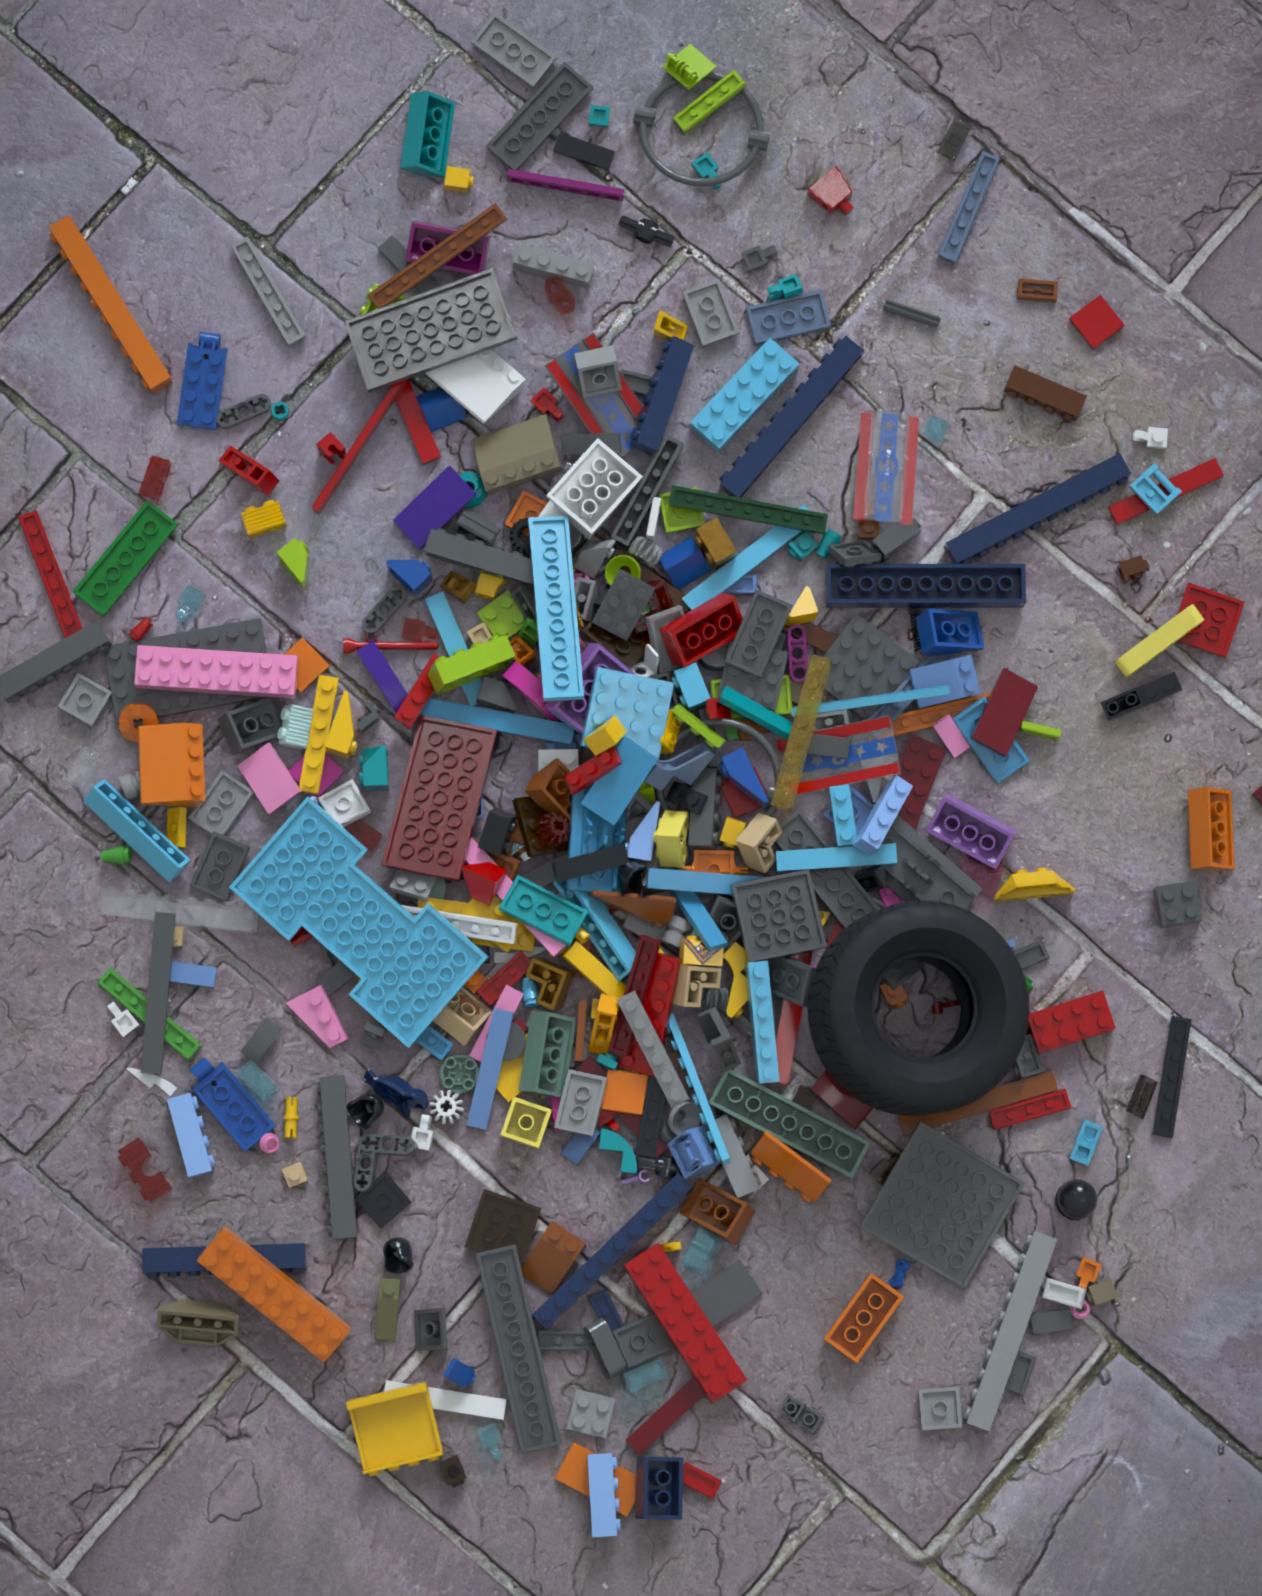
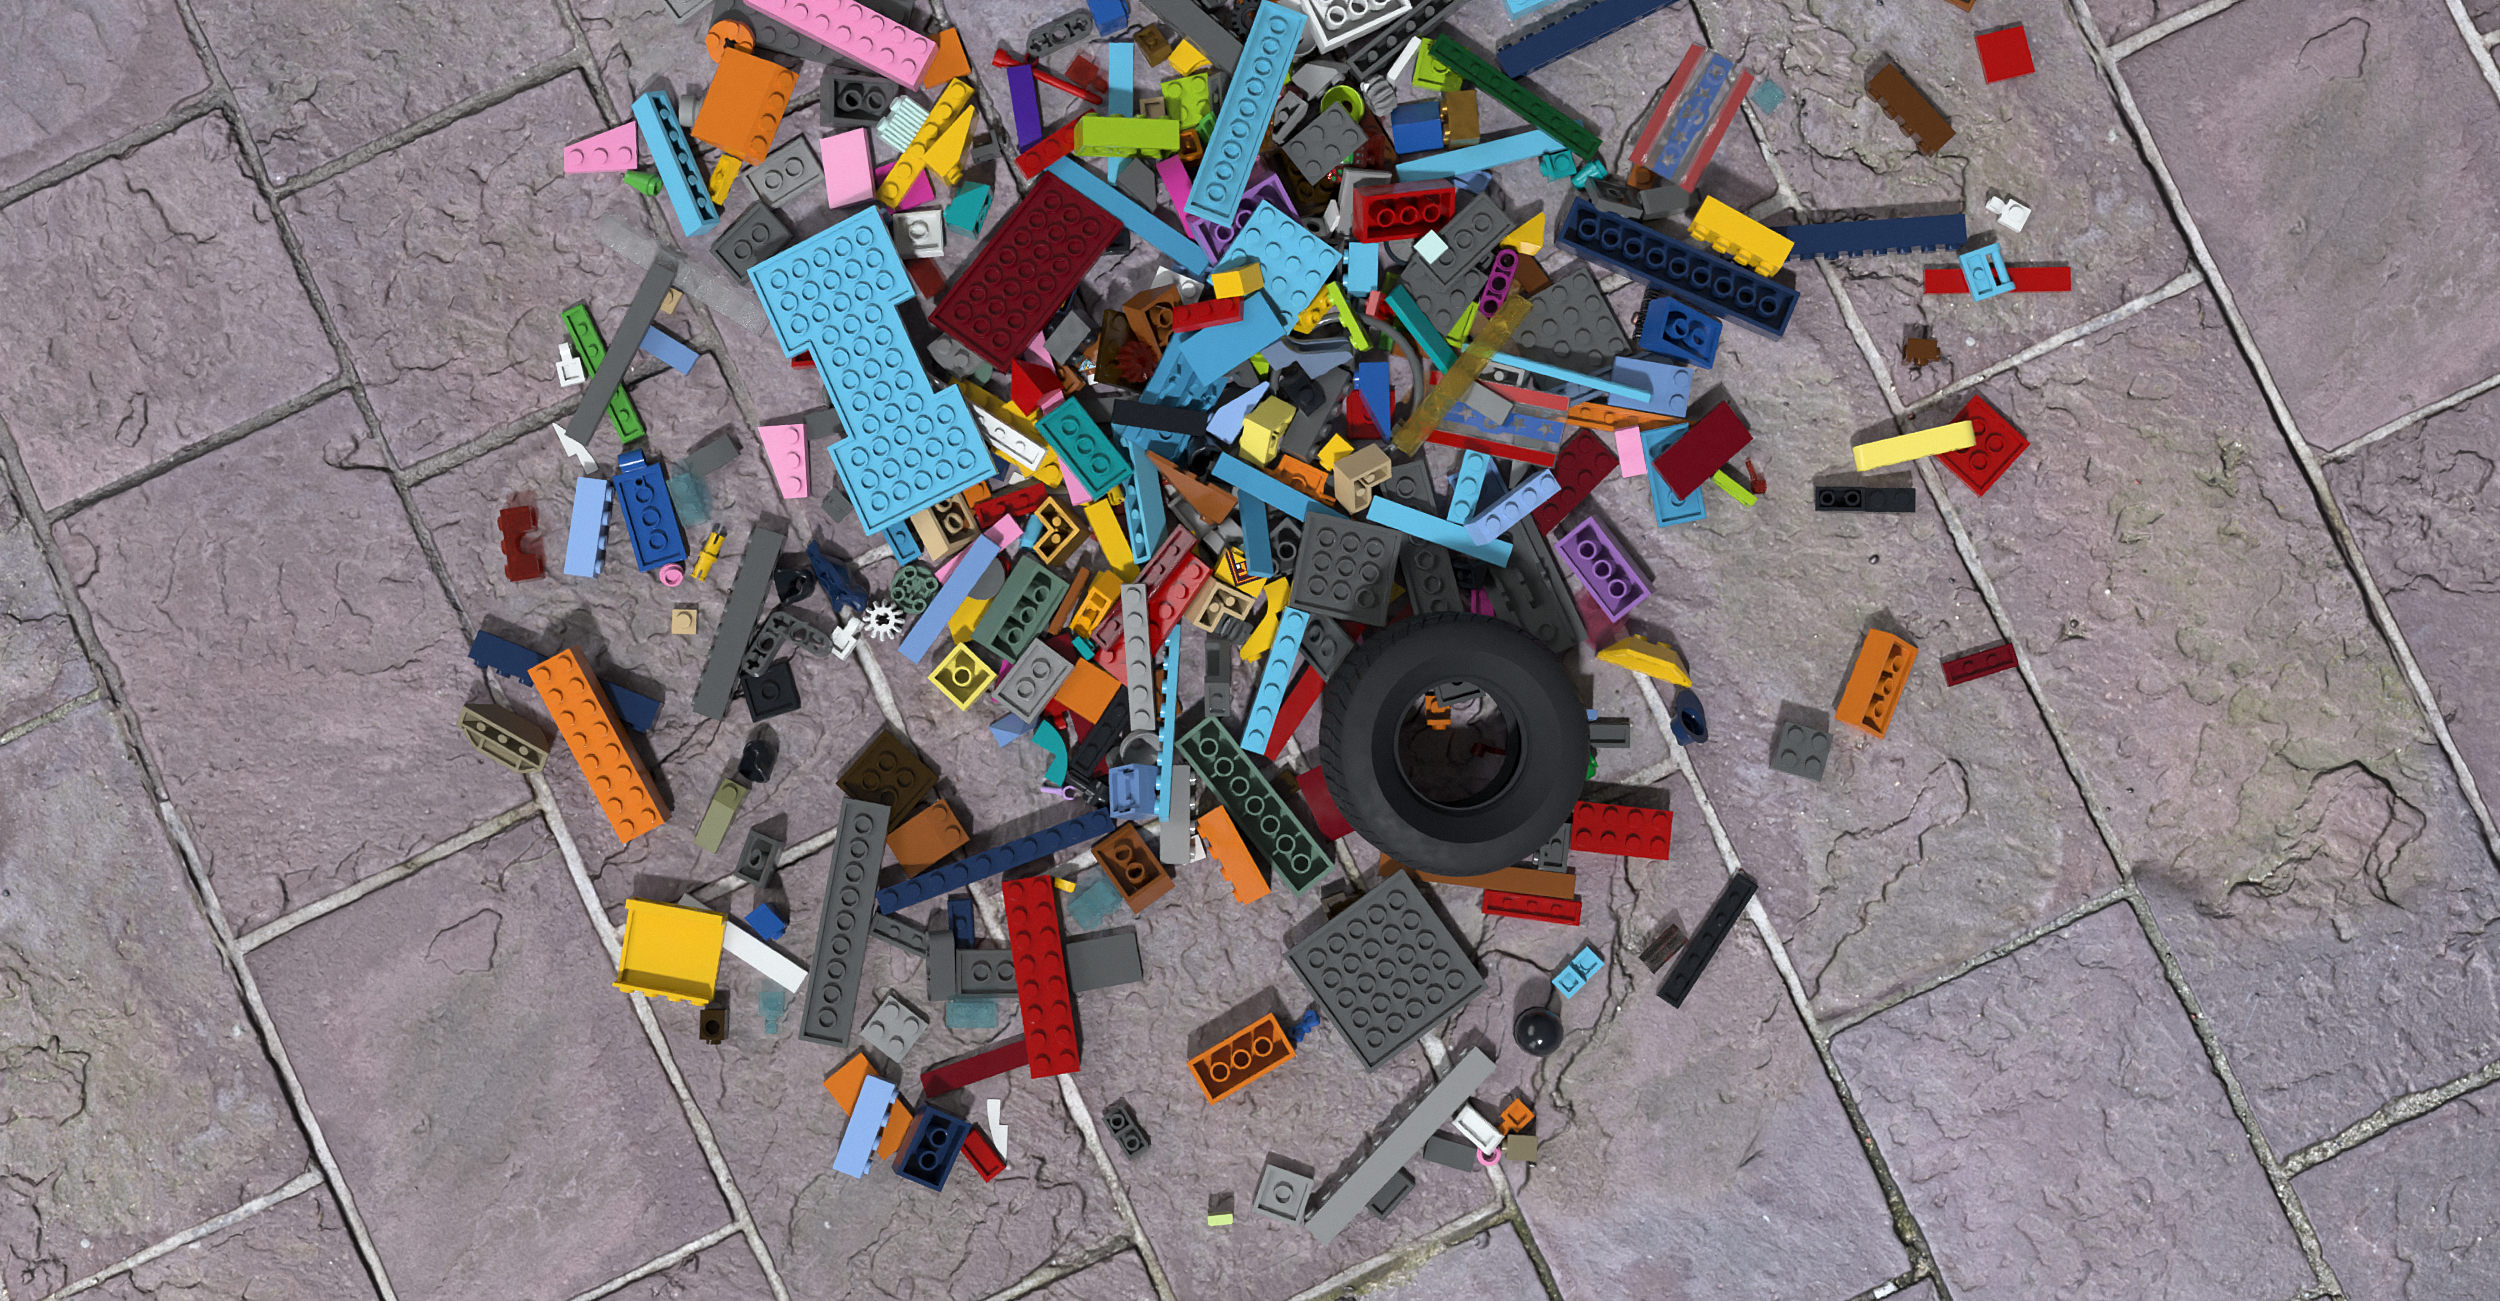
camera: 30 degrees right, 5 degrees up
(79, 844) = (605, 152): none -> bright pink wing
(703, 1456) = (998, 1132): none -> white sticker
(736, 648) = (1431, 247): none -> light aqua tile
(901, 1446) = (1220, 1218): none -> yellowish green tile
(962, 542) = (1740, 237): none -> yellow brick
(1057, 721) = (1757, 486): none -> clear red hand
(1084, 918) = (1689, 721): none -> dark blue piece

